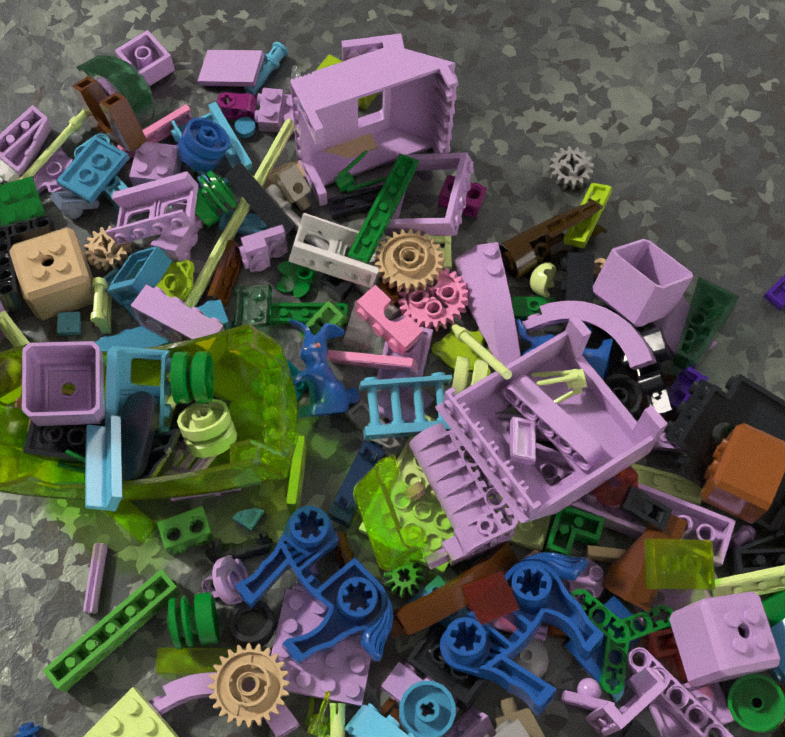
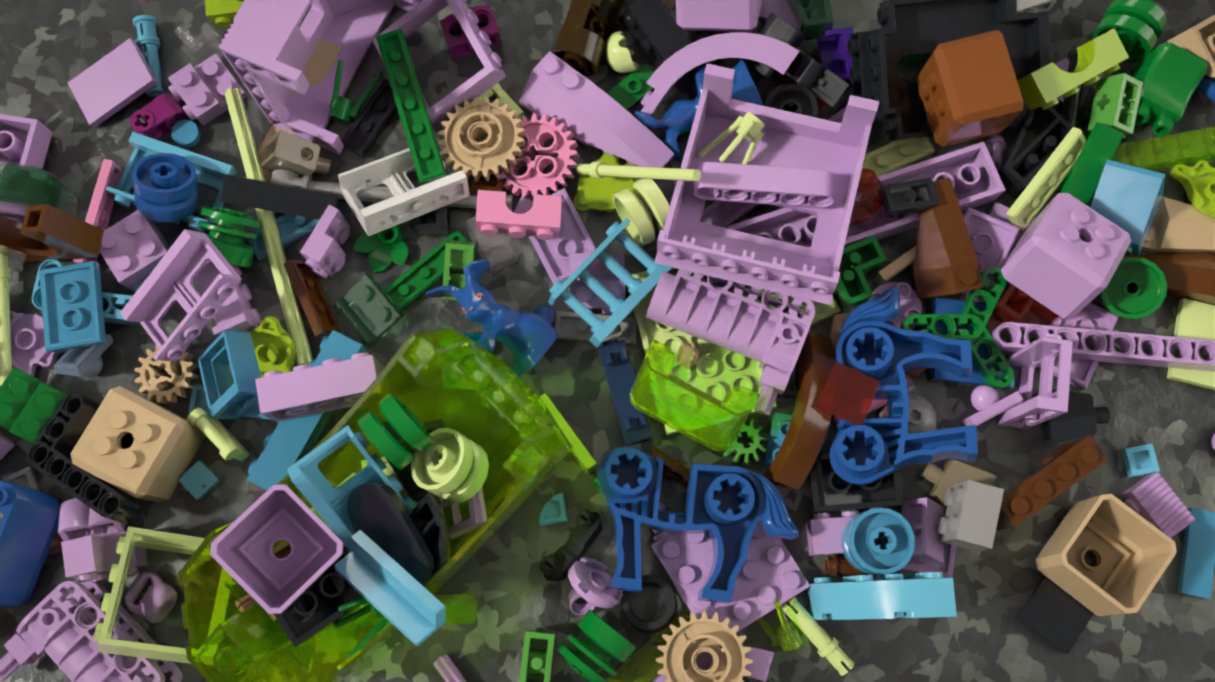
camera: 40 degrees left, 10 degrees up
(184, 523) = (502, 571): bright green brick -> none
(372, 360) = (537, 265): bright pink tile -> none
(522, 441) = (754, 226): lavender tile -> none
(679, 564) = (975, 222): clear neon green tile -> none

